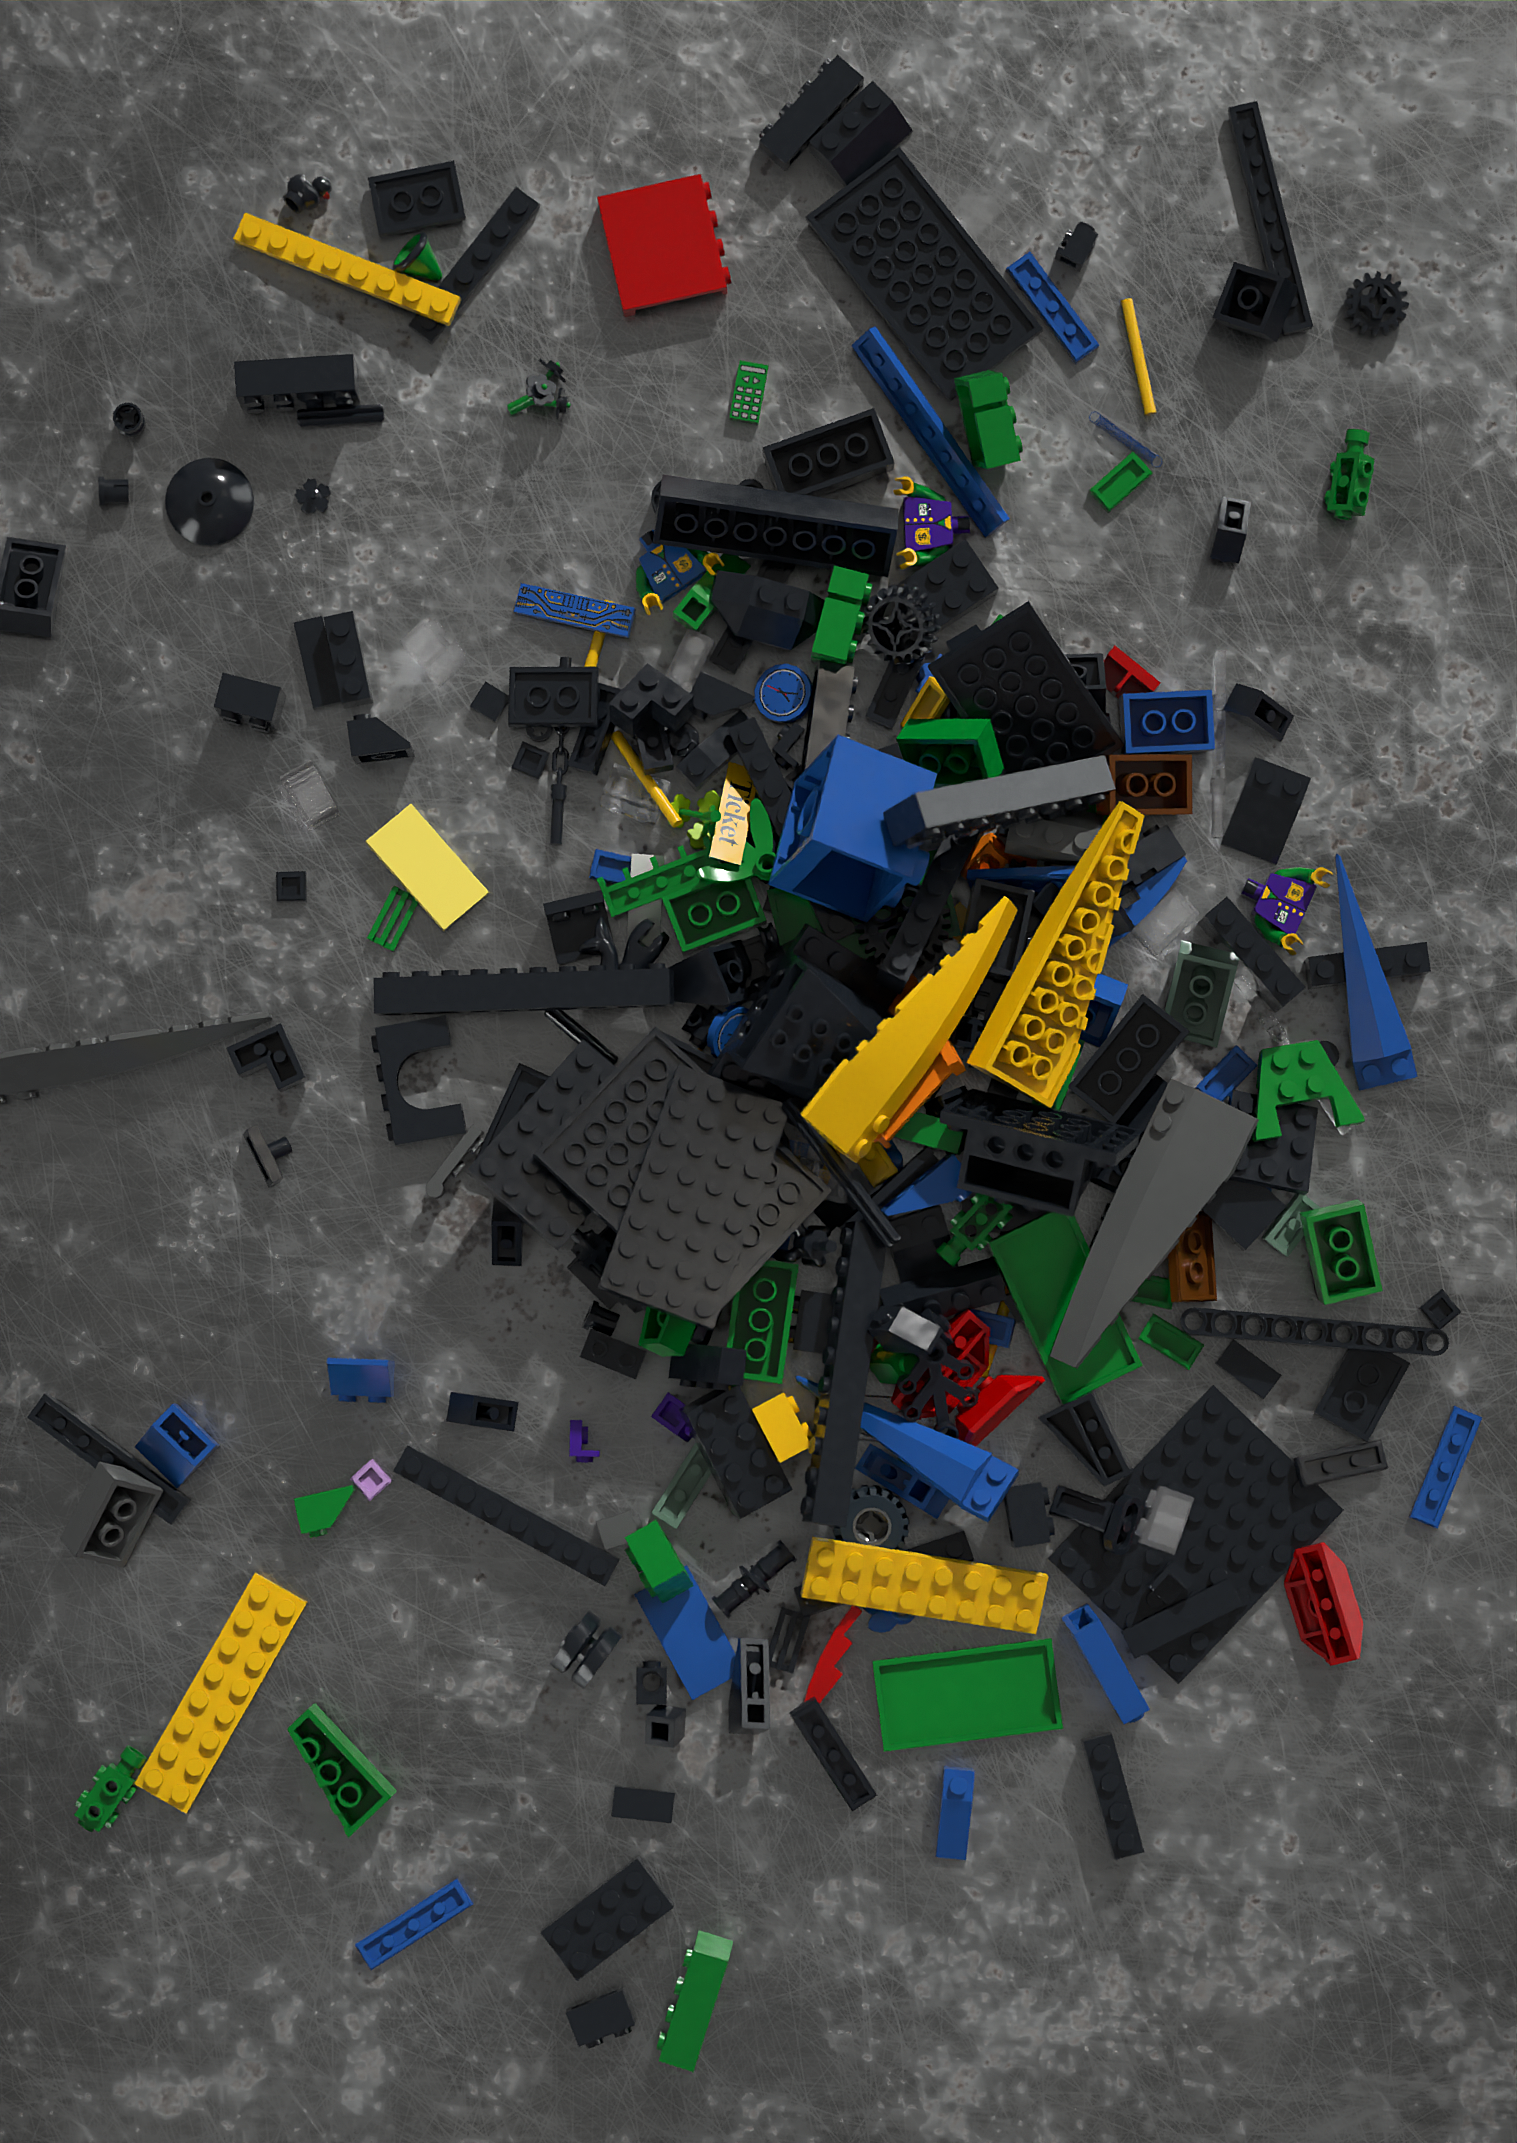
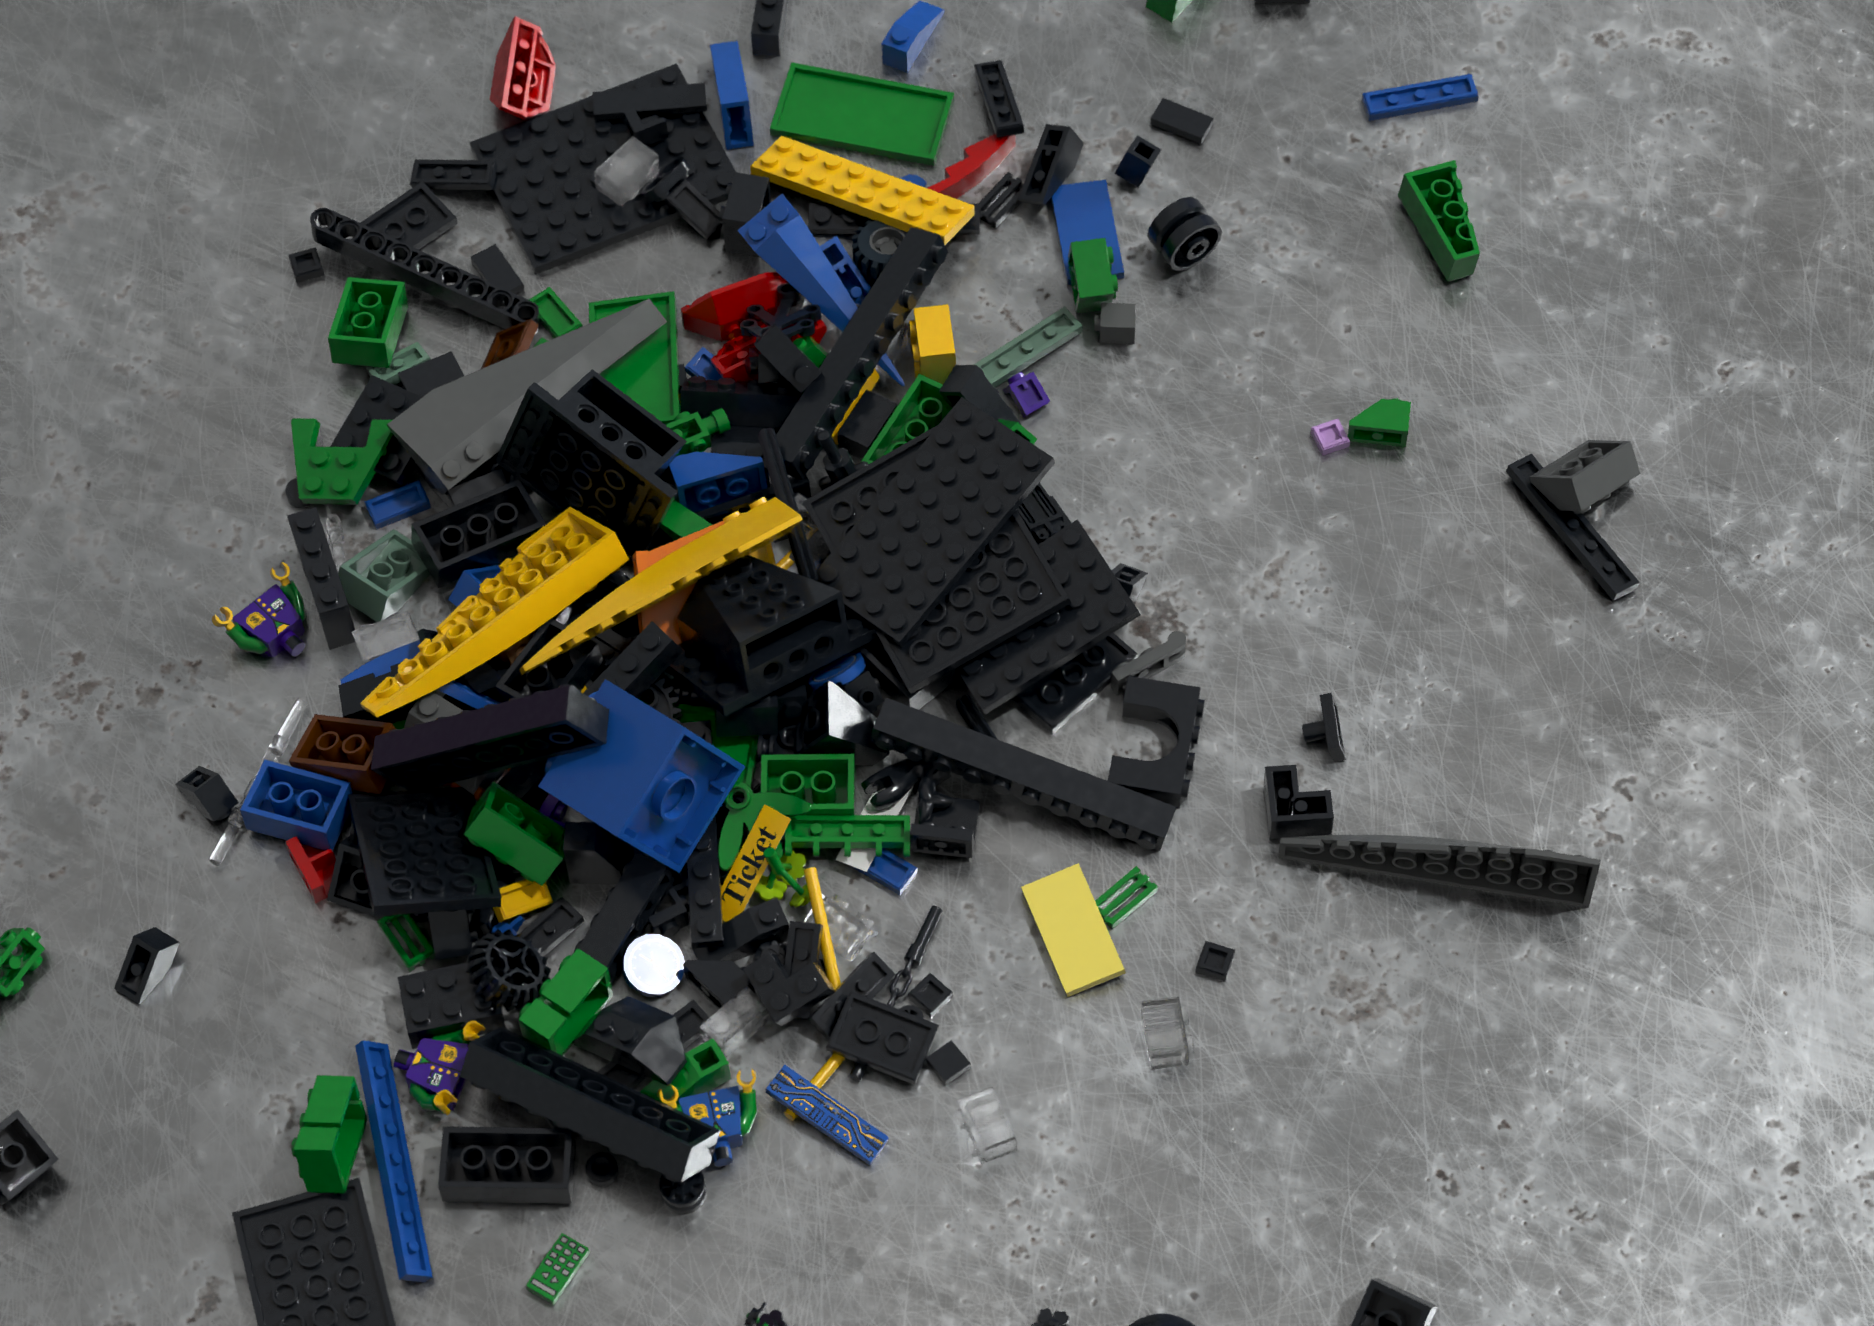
camera: 155 degrees left, 25 degrees down
(104, 1798) = (1660, 270): green brick -> none
(176, 1445) = (1500, 514): blue slope -> none
(221, 1693) = (1530, 317): yellow plate -> none
(249, 702) = (1192, 1132): black brick -> none
(317, 662) = (1108, 1161): black tile -> none
(348, 659) = (1076, 1145): black brick -> none
(361, 1378) = (1305, 510): blue slope -> none
(375, 741) = (1077, 1050): black slope -> none
(482, 1411) = (1206, 452): black slope -> none
(506, 1515) = (1216, 365): black brick -> none
(579, 1436) = (1125, 400): dark purple bracket -> none
(600, 1319) = (1065, 492): black bush -> none
(607, 1918) = (1247, 45): black brick -> none
(613, 1354) = (1073, 462): black brick -> none
(647, 1697) = (1138, 190): black brick -> none
(735, 1450) = (985, 334): black brick -> none
(754, 1579) = (1011, 246): black piece -> none
(1052, 307) = (212, 1243): blue tile -> none
(1077, 246) = (156, 1288): black brick -> none
(1090, 1437) = (662, 257): black wedge -> none
(1120, 482) = (230, 1051): green tile -> none
(1124, 433) = (199, 1089): blue piece -> none
(1138, 356) = (151, 1164): yellow bar -> none
(1265, 810) = (242, 708): black slope -> none
(1377, 1035) = (241, 487): blue plate -> none
(1395, 962) = (221, 544): black brick -> none
(1445, 1467) = (365, 149): blue tile -> none

